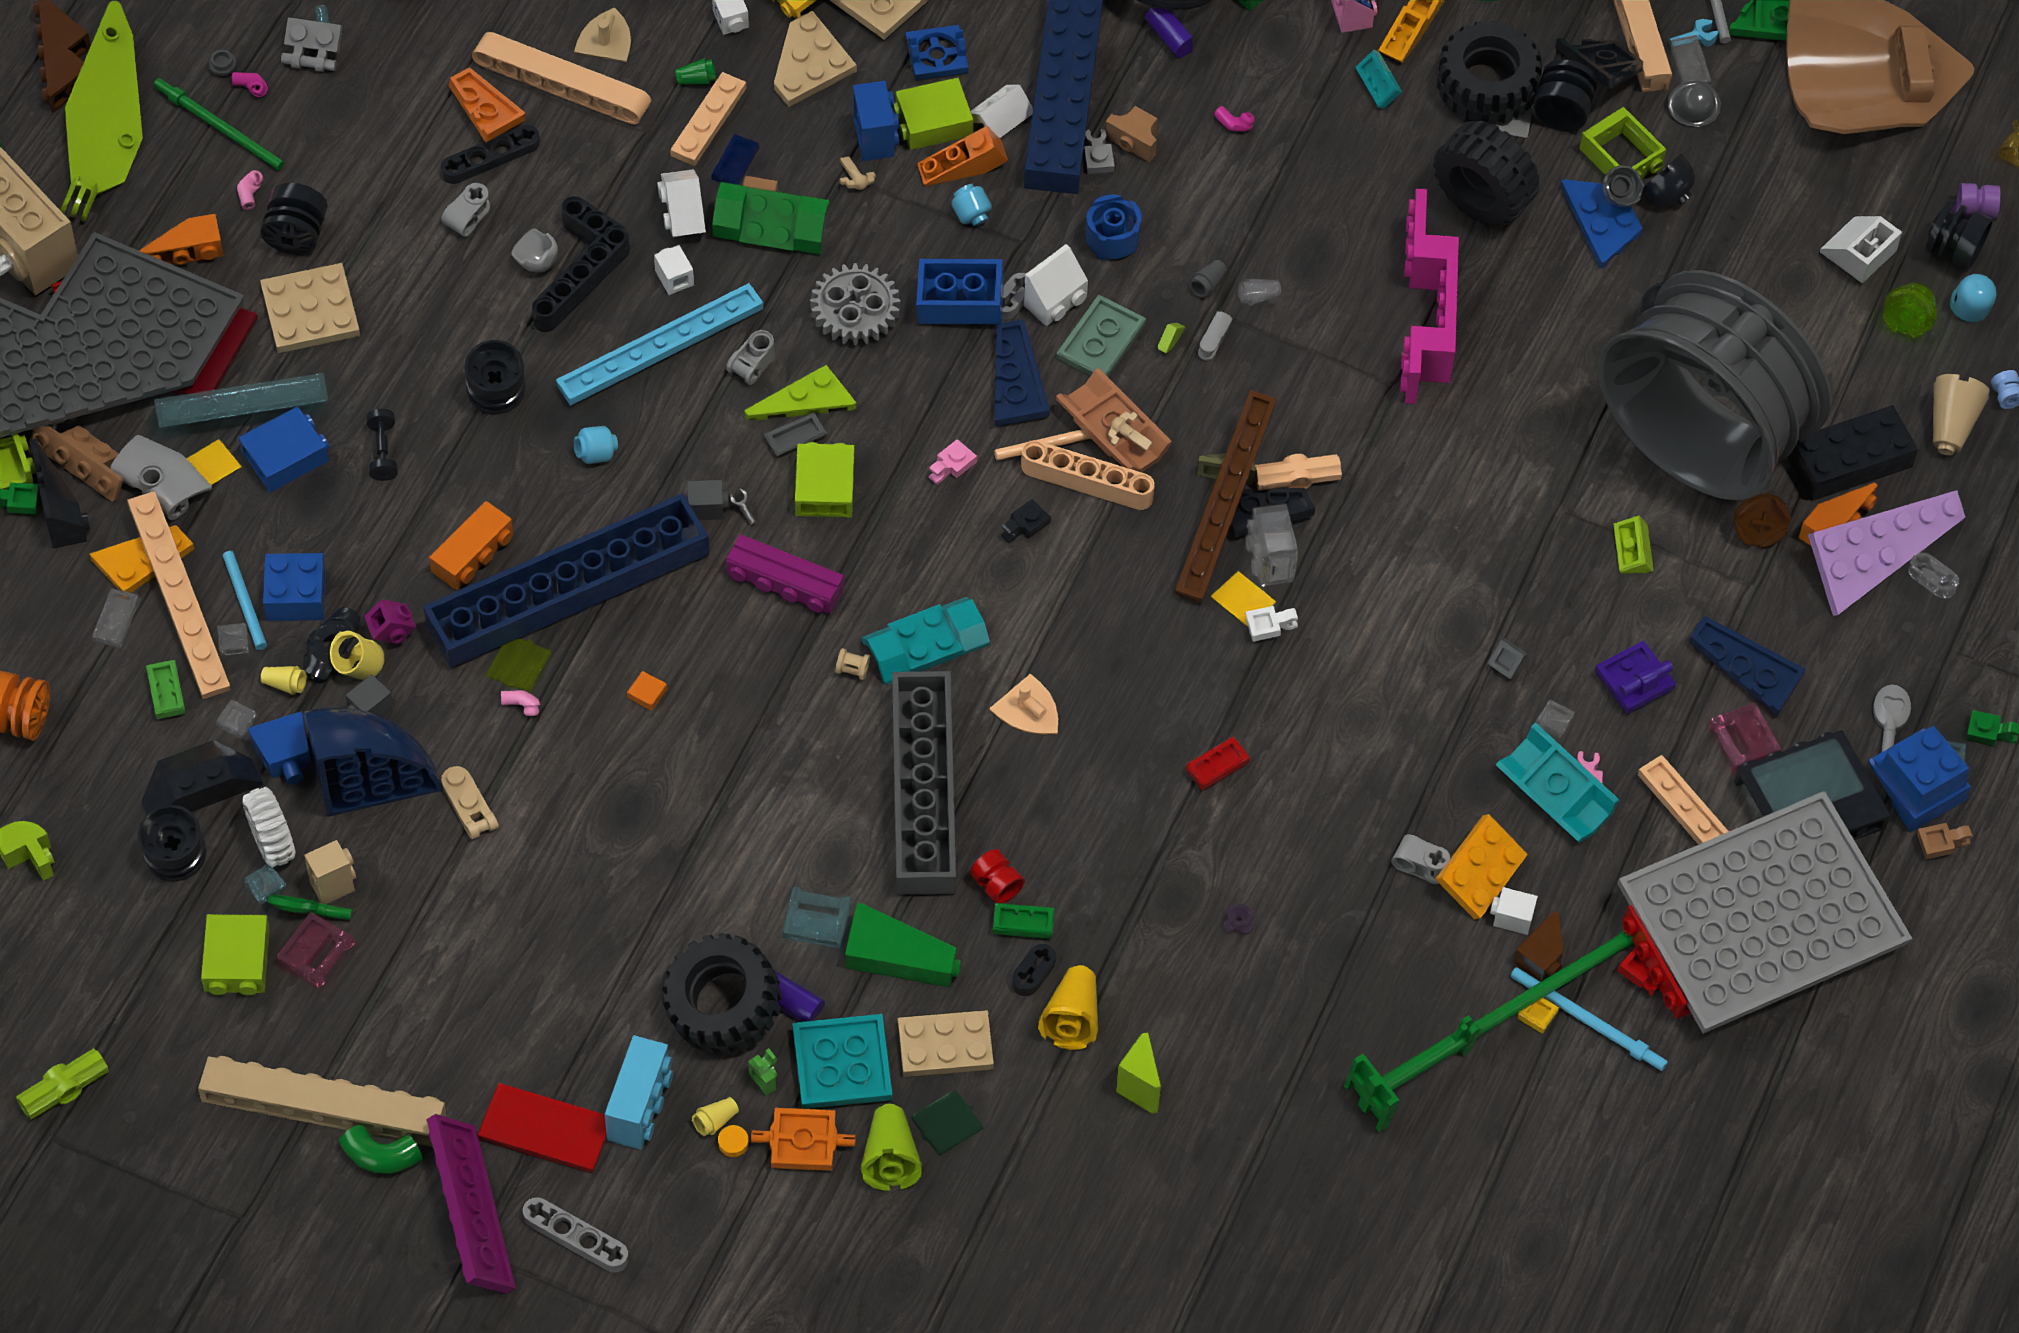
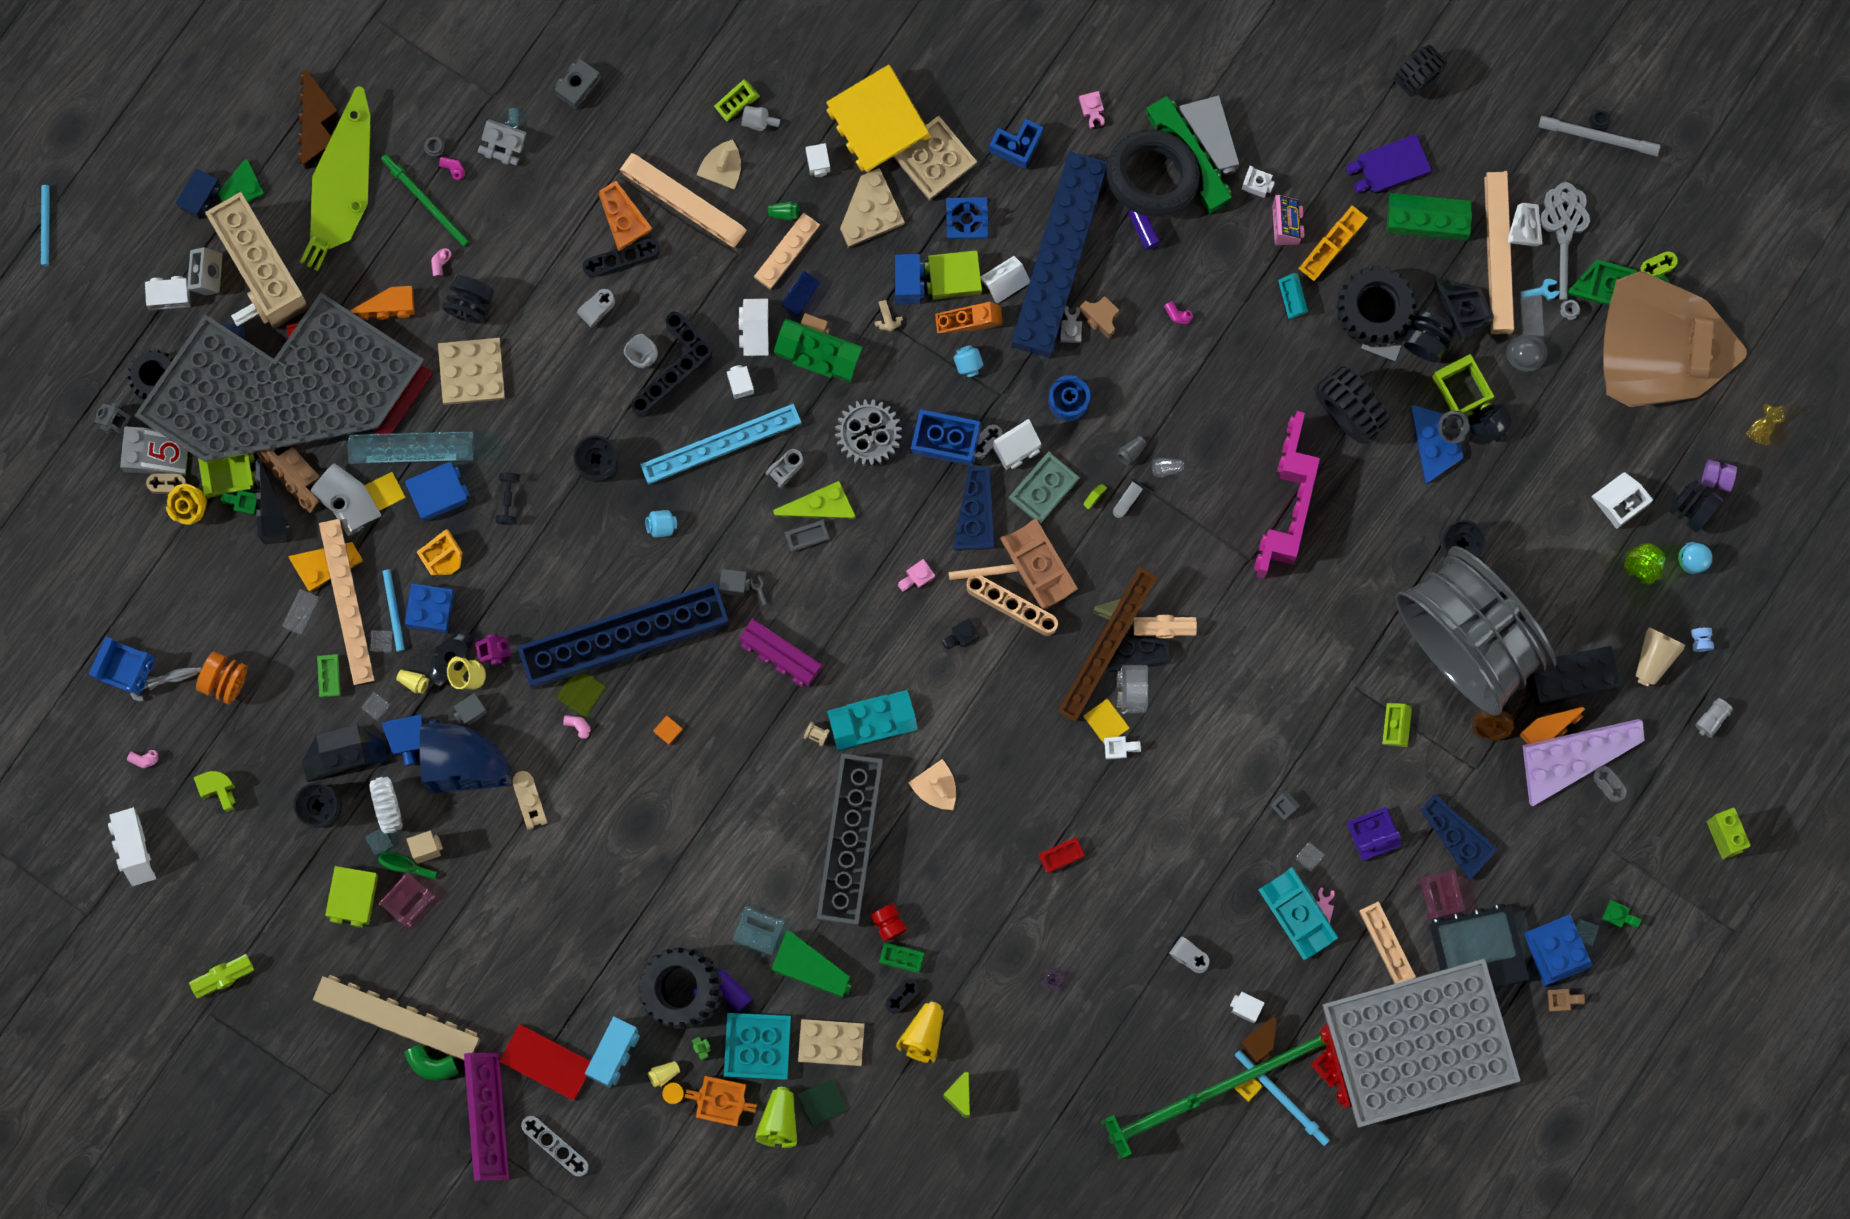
camera: 10 degrees right, 20 degrees up
(302, 522) = (441, 555): none -> light orange slope
(471, 545) = (560, 594): orange brick -> none
(824, 480) = (821, 578): lime brick -> none
(1118, 425) = (1041, 572): tan piece -> none
(1481, 866) = (1230, 970): light orange plate -> none
(1740, 45) = (1570, 304): none -> light grey plate
(1891, 712) = (1552, 890): light grey piece -> none

